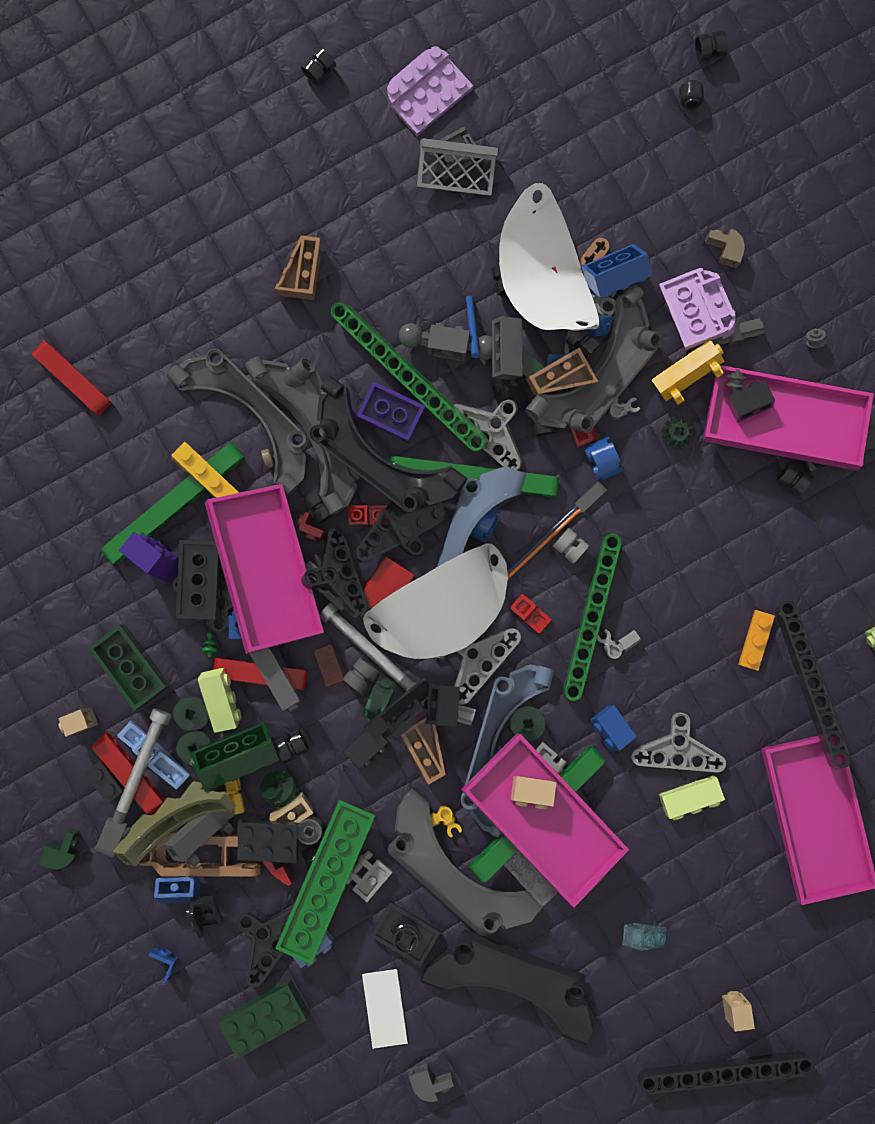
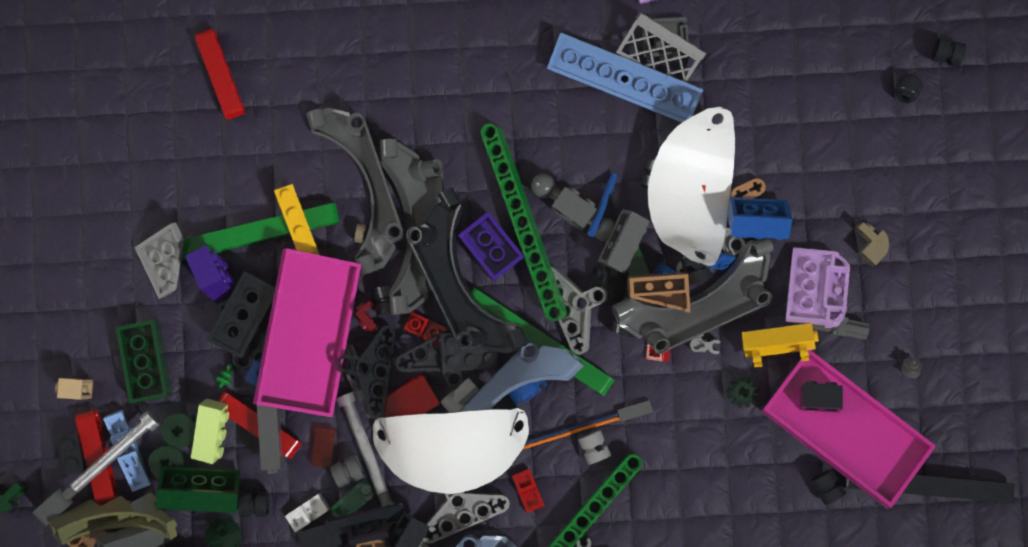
camera: 25 degrees right, 0 degrees up
(99, 566) = (162, 258): none -> light grey plate
(236, 797) = (182, 524): yellow bar -> none
(301, 273) = (474, 78): medium nougat wedge -> none
(343, 730) = (307, 512): none -> white slope
(415, 205) = (644, 85): none -> medium blue piece
(429, 558) = (456, 399): none -> light grey piece
(604, 458) = (662, 383): blue brick -> none
(736, 380) = (817, 372): dark grey wheel -> none

